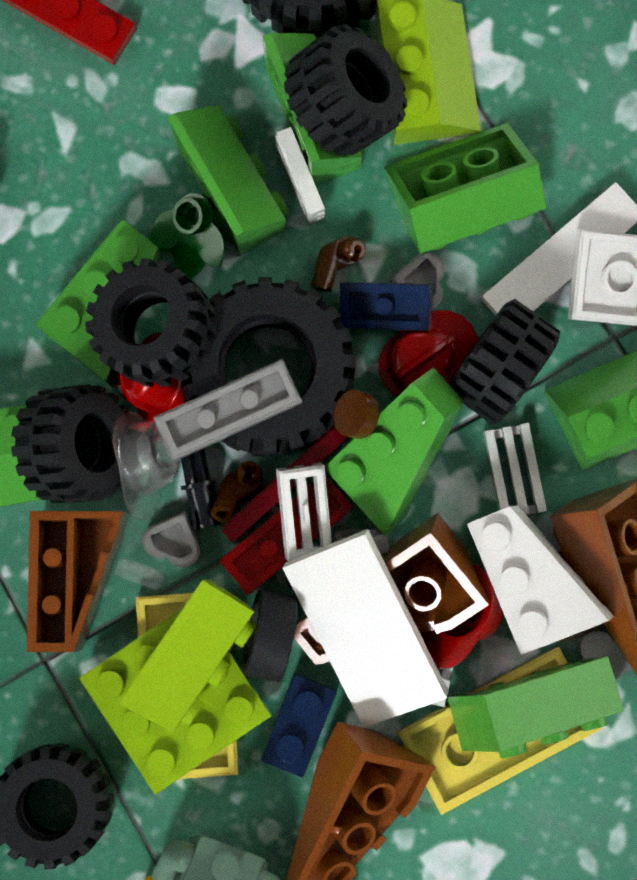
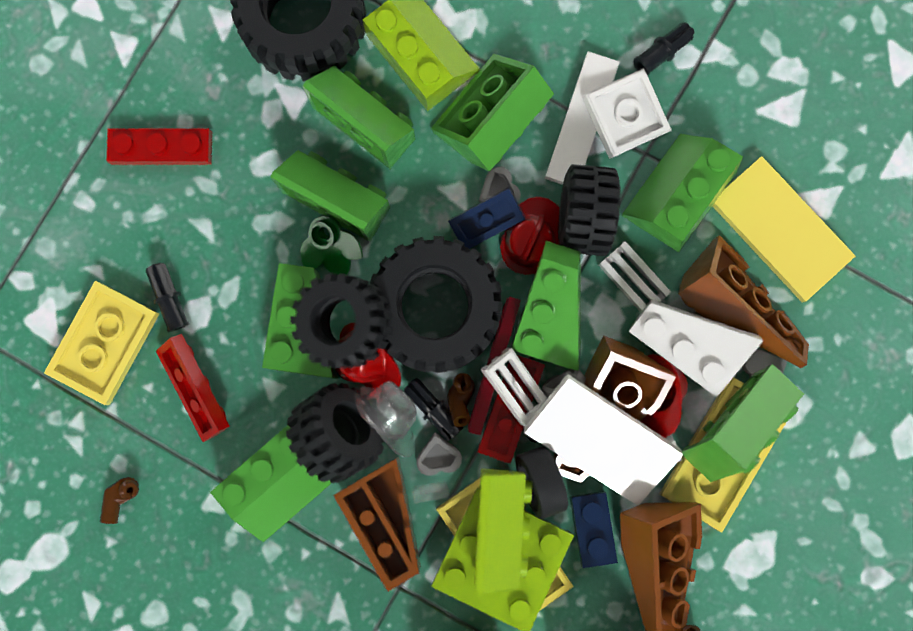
camera: 30 degrees left, 0 degrees up
(227, 410) = (427, 349): light grey tile -> none
(299, 176) = (379, 166): white tile -> none
(335, 257) = (433, 207): reddish brown arm -> none
(345, 90) = (379, 90): black tyre -> none
(356, 414) = (515, 302): reddish brown tile -> none

